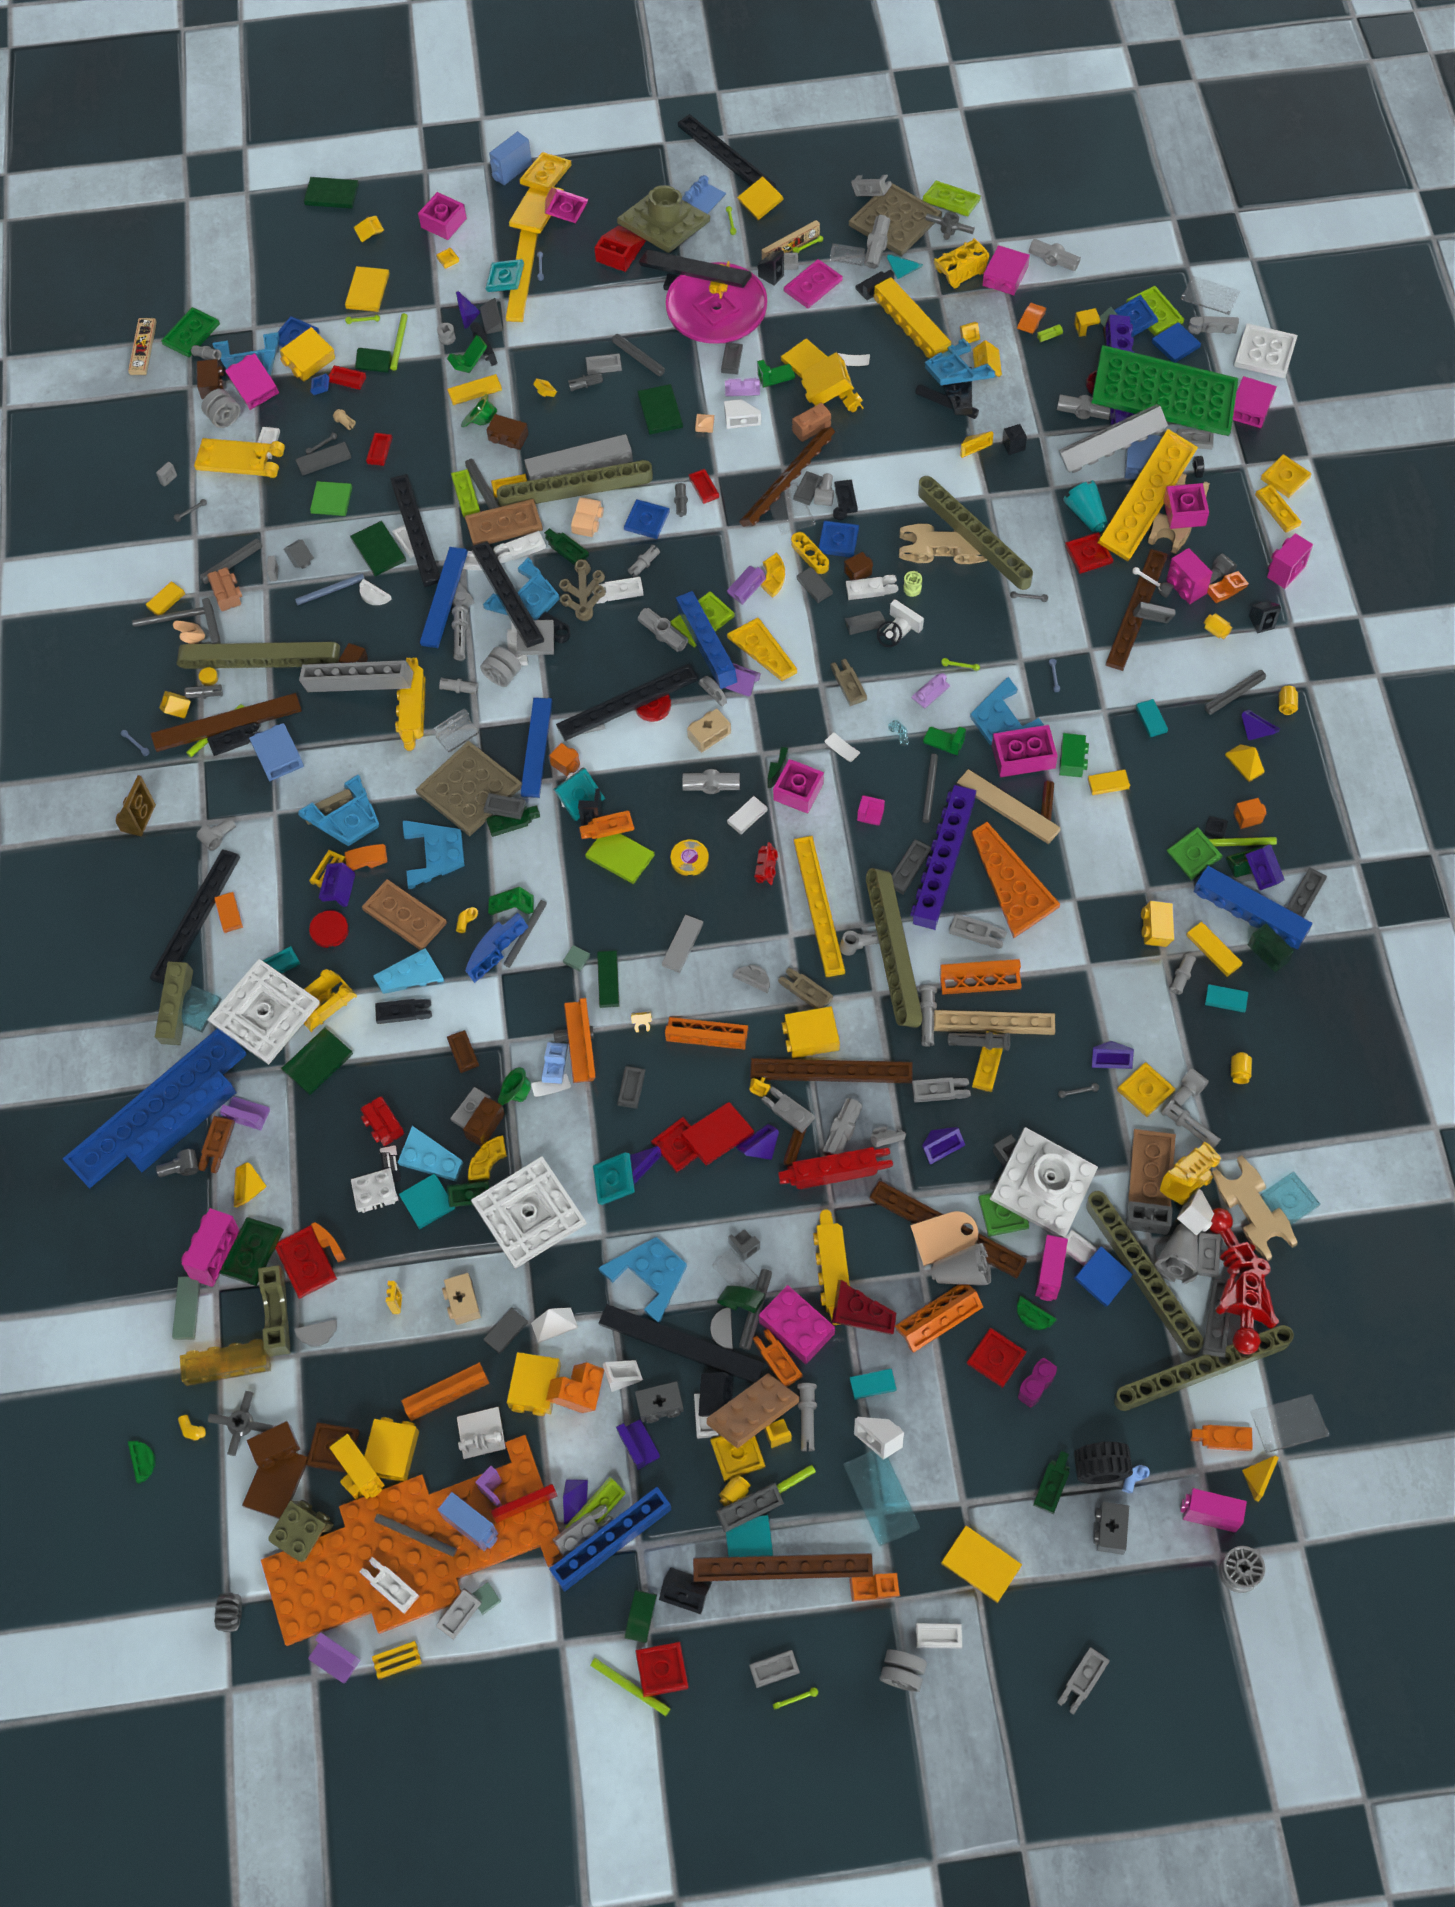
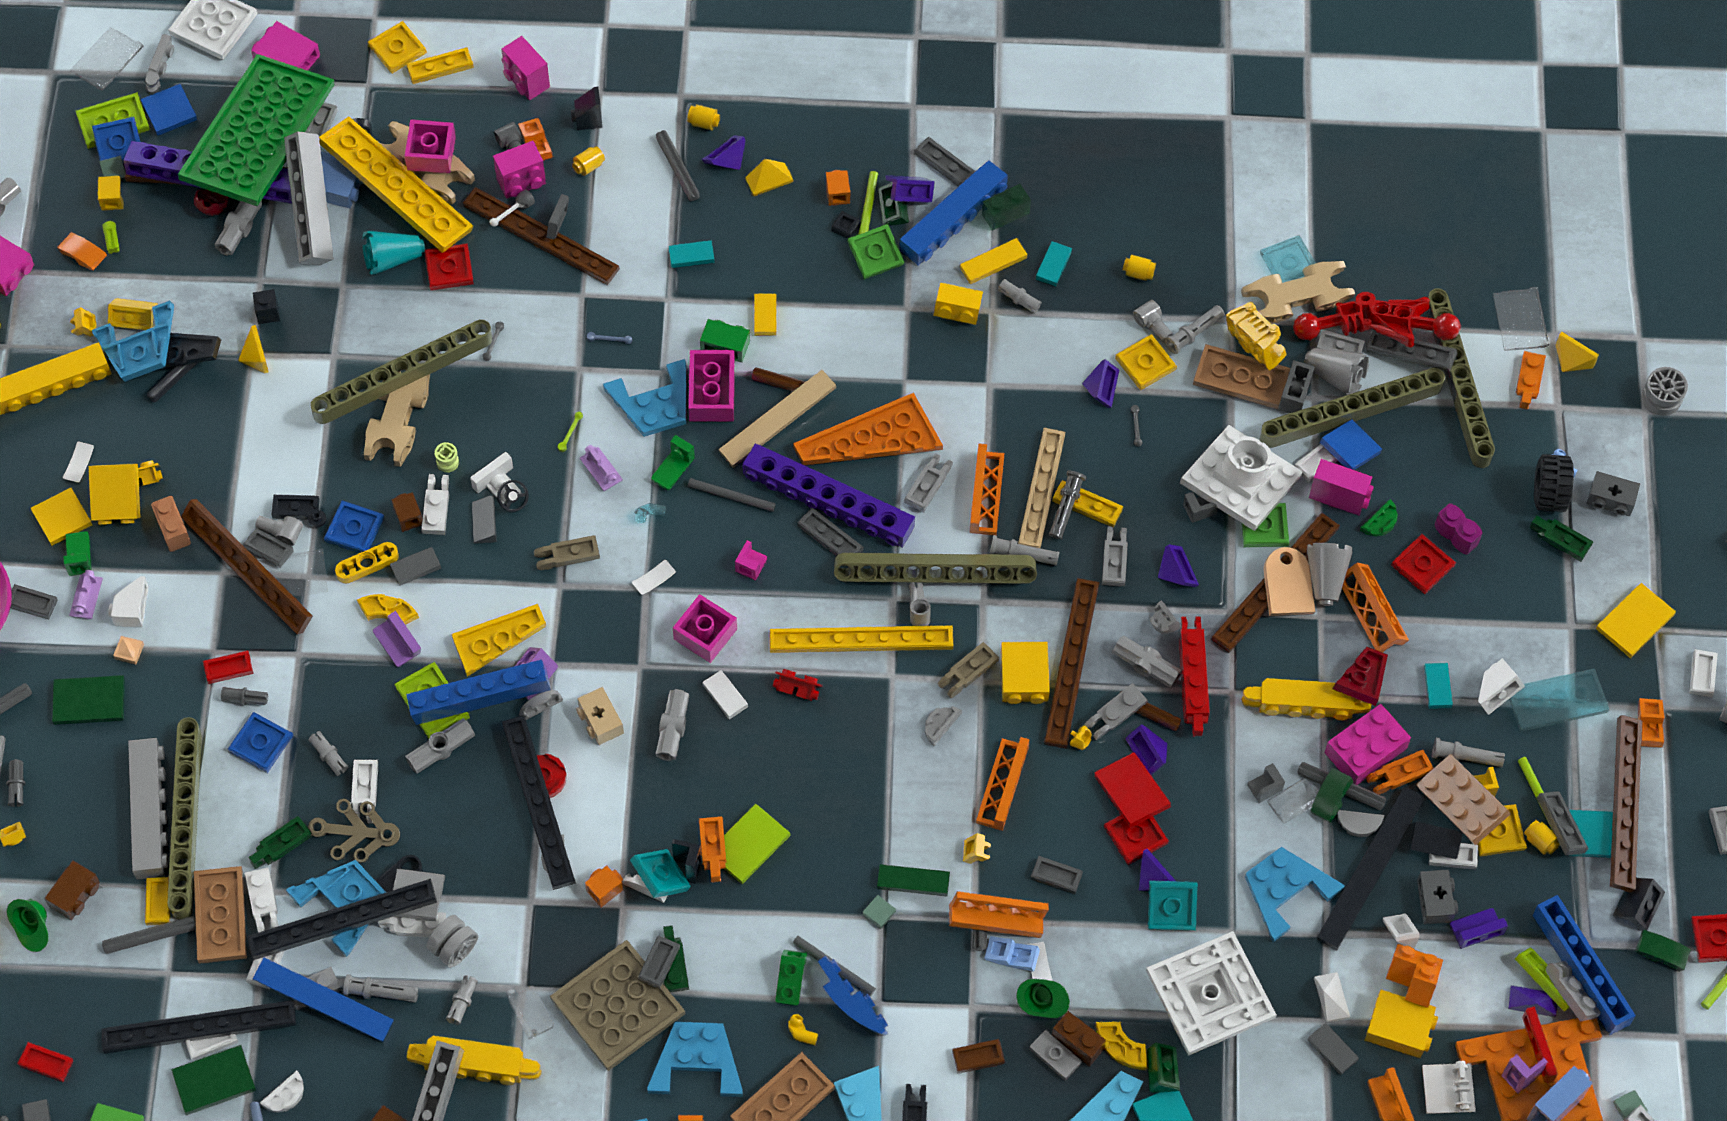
camera: 85 degrees left, 0 degrees up
(461, 1287) = (1302, 1082): tan brick -> none
(465, 492) = (153, 958): lime tile -> none
(536, 747) = (573, 919): blue tile -> none
(586, 517) = (241, 811): light nougat brick -> none
(682, 943) = (882, 792): light grey tile -> none
(689, 857) = (769, 766): yellow tile -> none
(776, 768) = (676, 652): dark green slope -> none
(1196, 1213) = (1301, 342): white slope -> none
(1213, 1510) = (1608, 398): dark pink brick -> none

